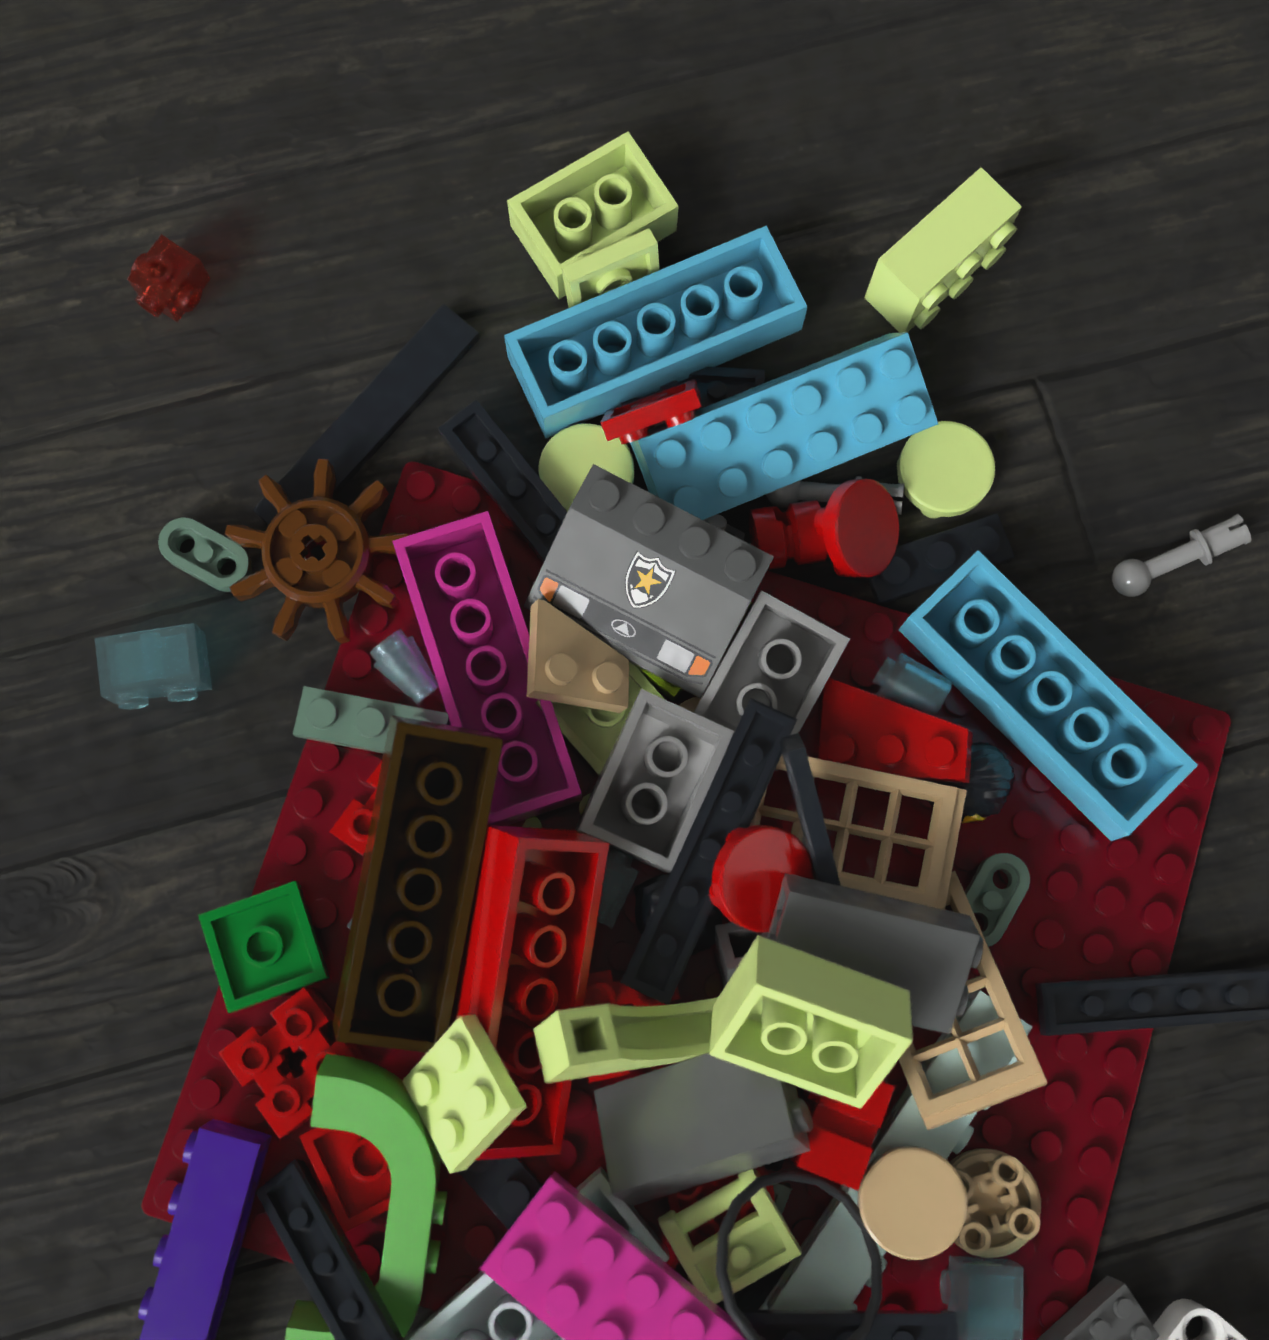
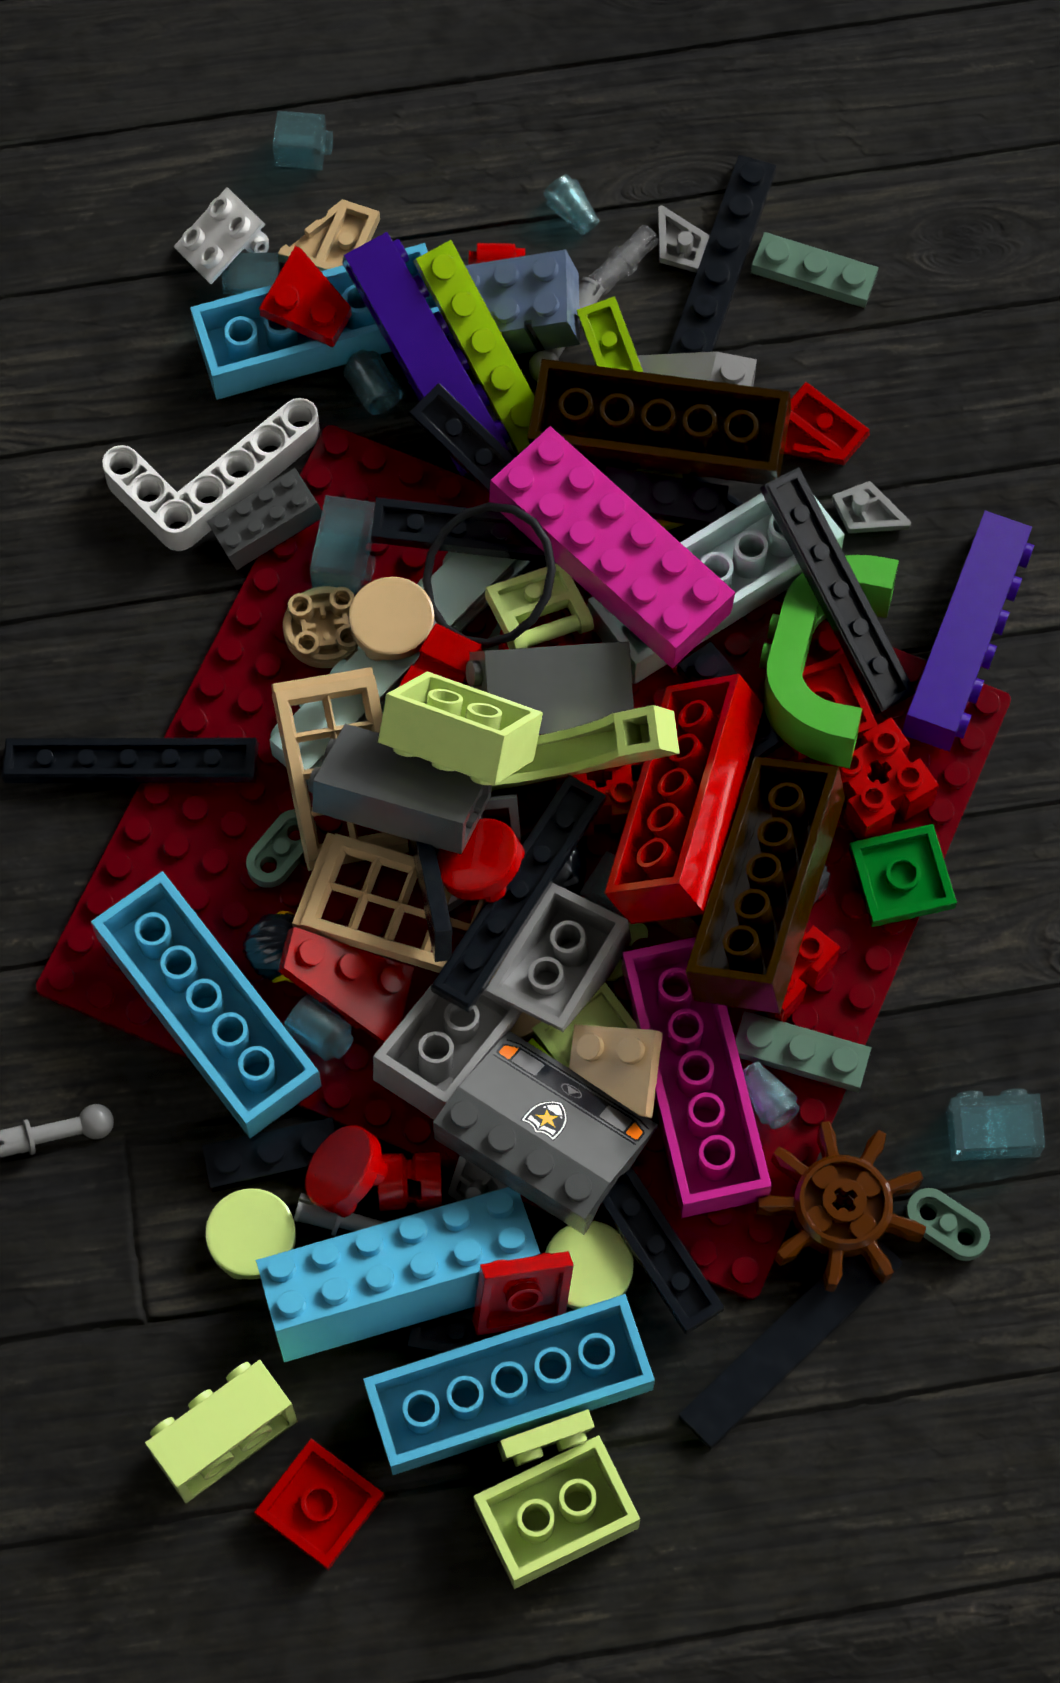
camera: 170 degrees left, 10 degrees down
(168, 279) = (966, 1501): clear red brick -> none
(463, 1093) = (739, 717): yellowish green plate -> none
(830, 211) = (319, 1504): none -> red plate

